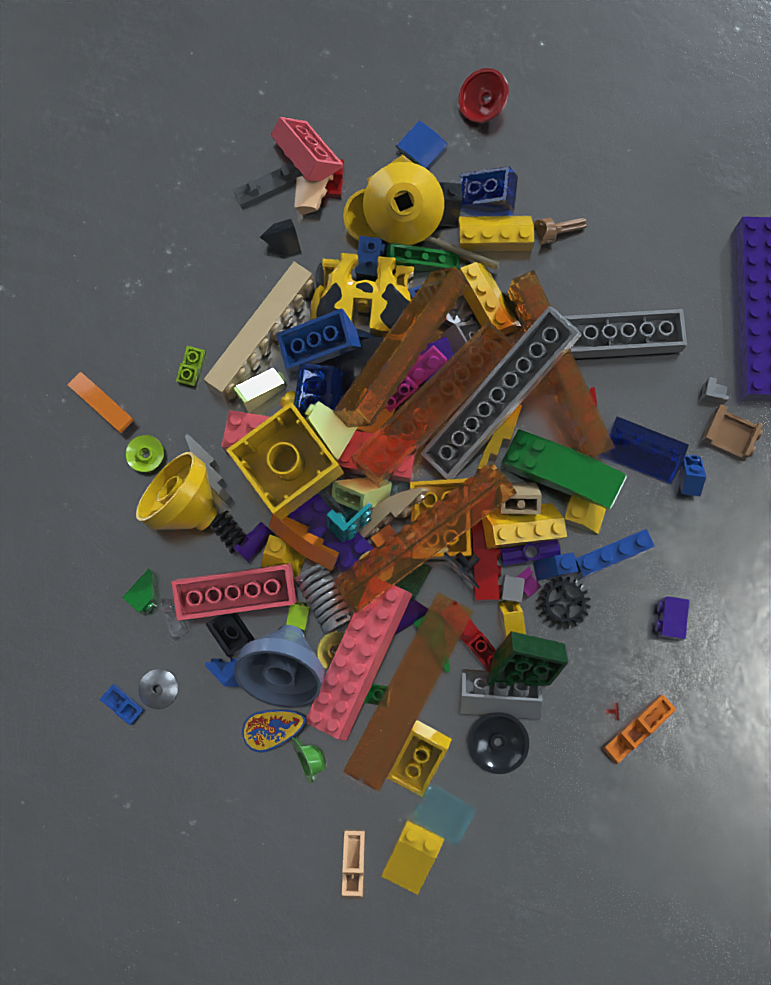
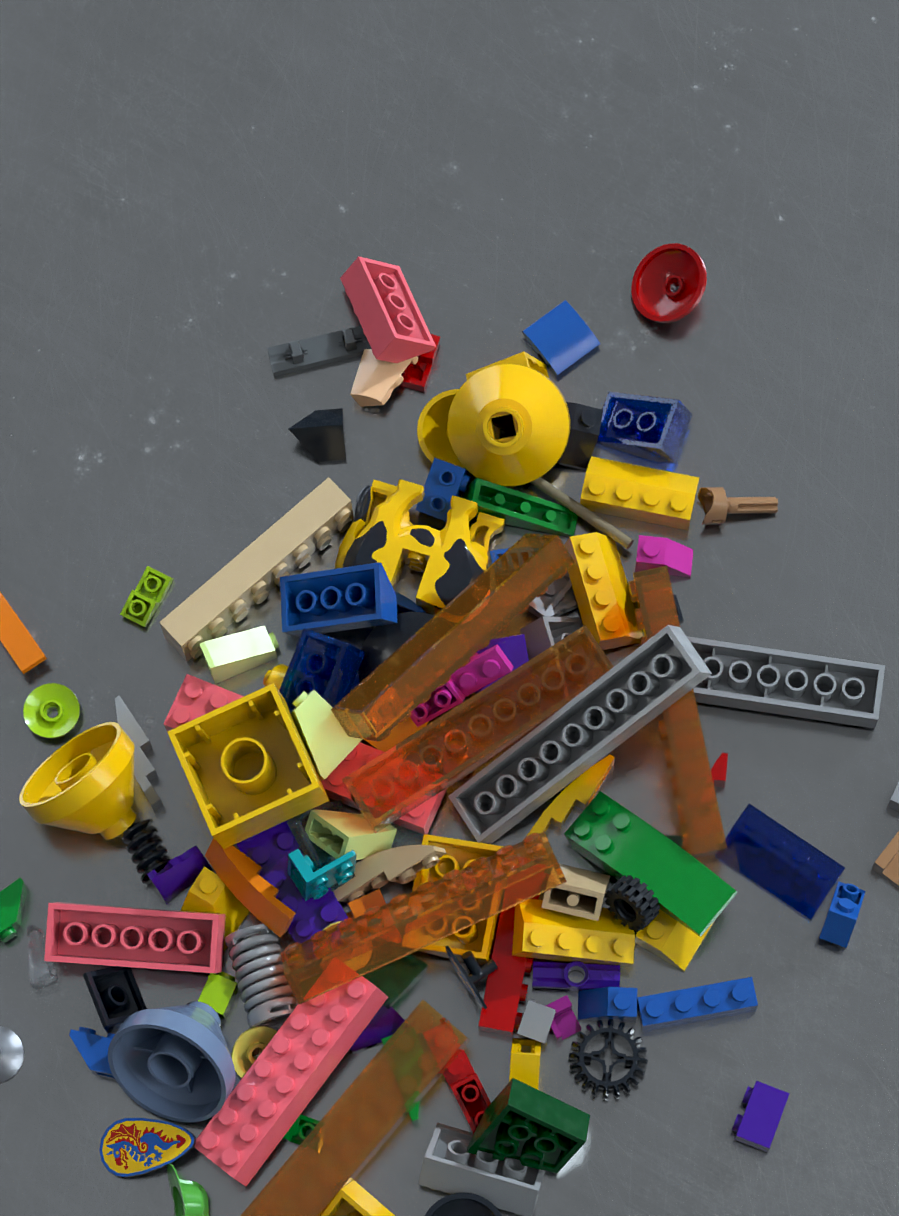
camera: 15 degrees right, 5 degrees down
(518, 266) = (660, 552): none -> dark pink slope
(559, 497) = (632, 903): none -> black tyre

